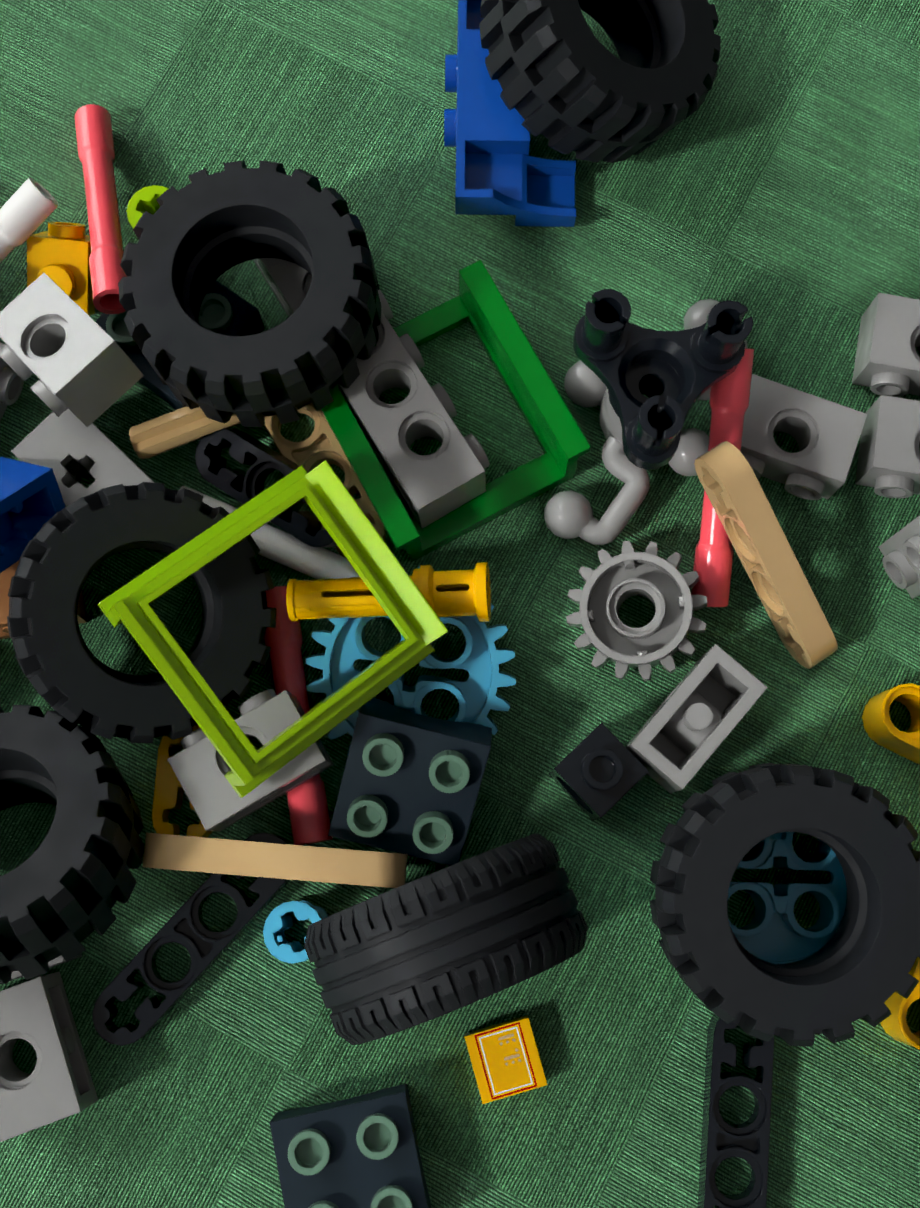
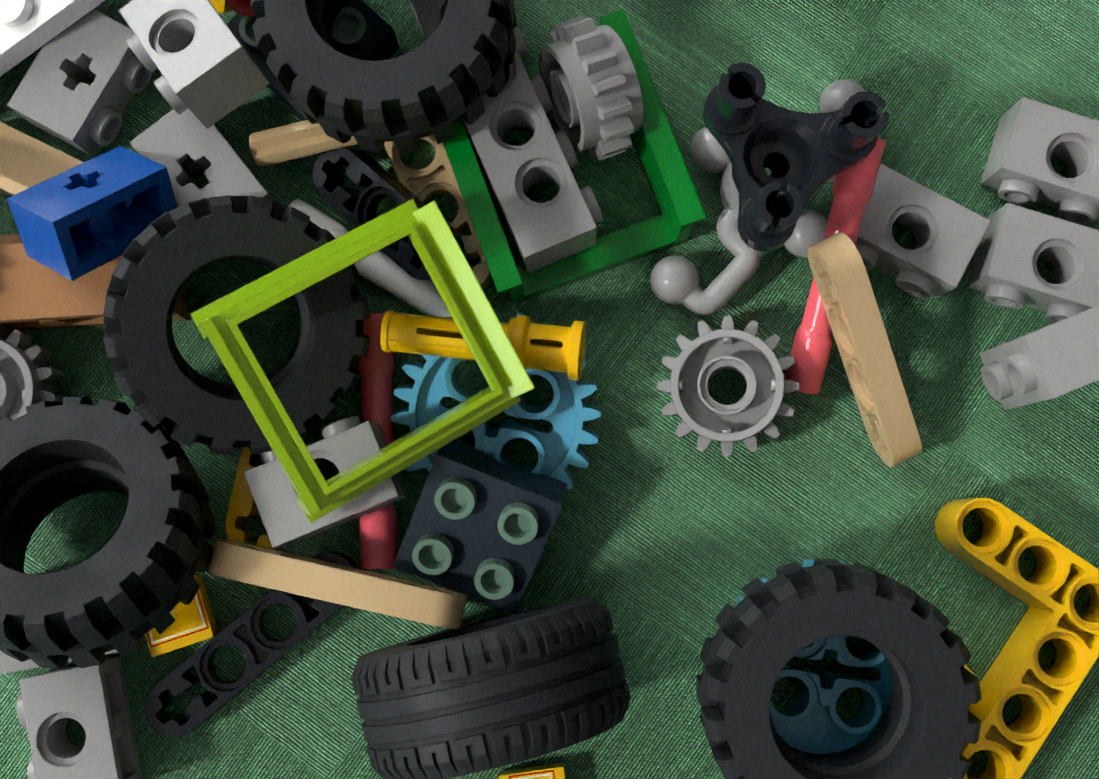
camera: 10 degrees right, 5 degrees up
(126, 932) = (192, 624): none -> yellow tile
(281, 920) = (328, 651): medium azure bush -> none
(460, 338) = (591, 87): none -> light grey gear
(598, 772) = (666, 541): black brick -> none
(695, 719) = (768, 503): light grey brick -> none

